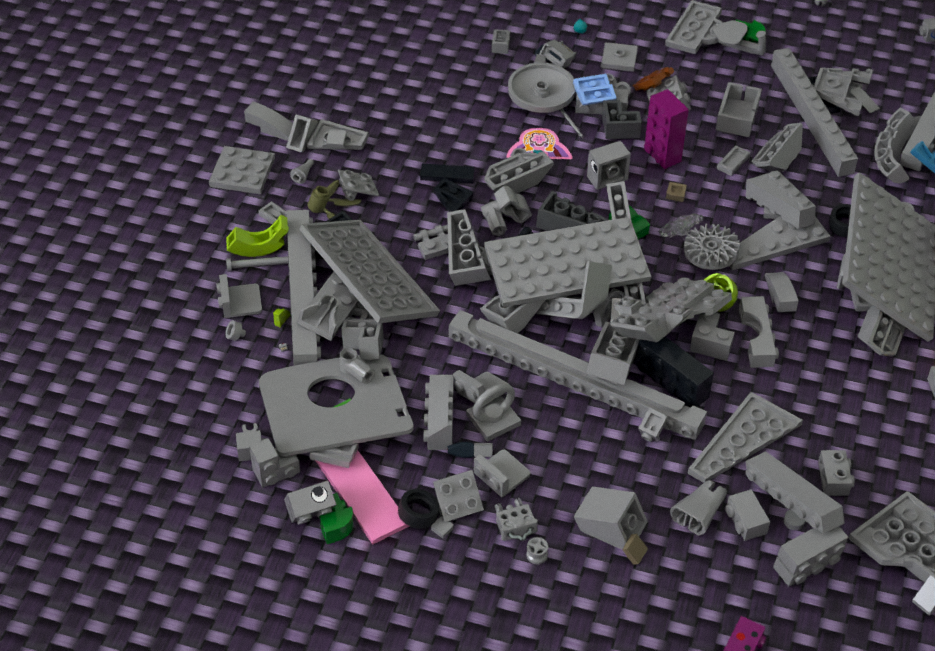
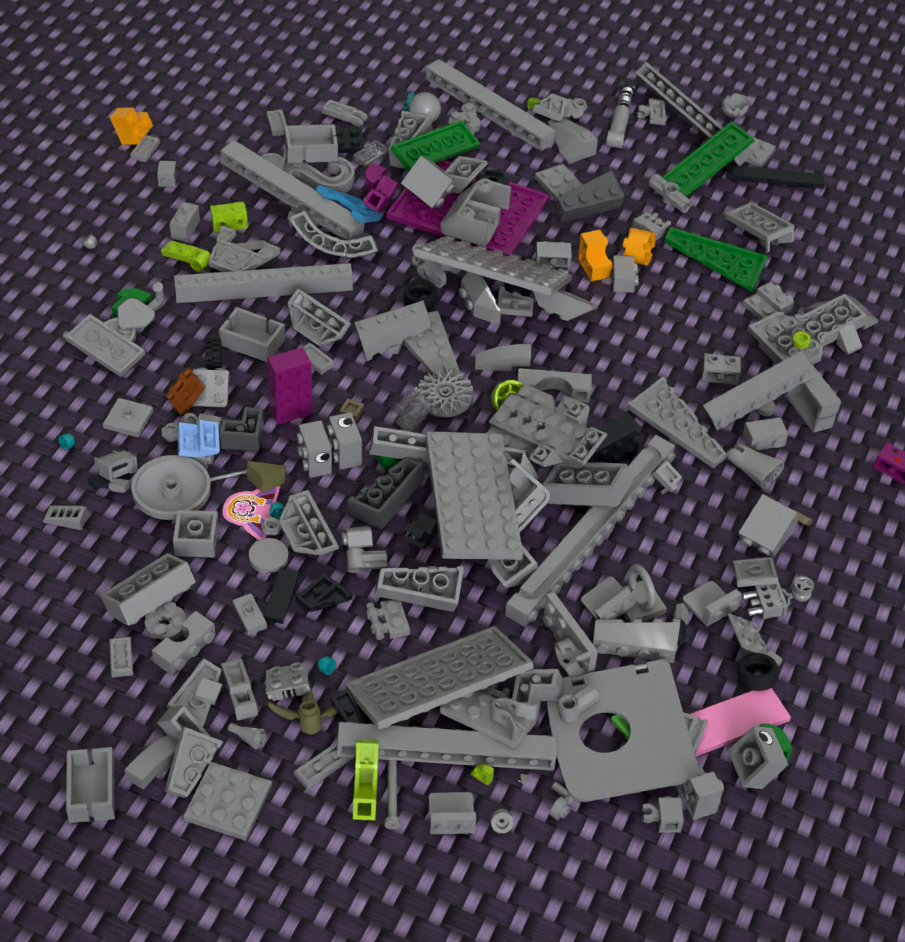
camera: 85 degrees left, 0 degrees up
(241, 88) = (90, 787): none -> light grey piece
(251, 369) = (561, 806): none -> light grey plate
(271, 139) = (190, 759): none -> light grey wing
(345, 159) = (239, 689): none -> light grey slope
(366, 91) = (121, 657): none -> light grey plate
(375, 210) = (326, 665): none -> teal hinge
(395, 127) = (174, 655): none -> light grey arch
(399, 110) = (166, 611): none -> light grey plate
(426, 155) = (249, 614): none -> light grey plate
(427, 88) = (148, 589): none -> light grey brick
(429, 358) = (571, 639): none -> light grey plate
(485, 157) = (268, 555): none -> light grey tile
(495, 108) = (195, 533): none -> light grey brick
(545, 504) = (755, 572): none -> light grey plate
(572, 143) = (266, 475): none -> olive slope
(632, 174) = (345, 441): none -> light grey brick
(700, 82) = (213, 353): none -> black tyre
(831, 56) = (196, 257): none -> lime plate
(871, 49) = (184, 222): none -> light grey brick
(892, 76) = (229, 215): none -> lime brick
(898, 537) = (801, 340): none -> lime tile

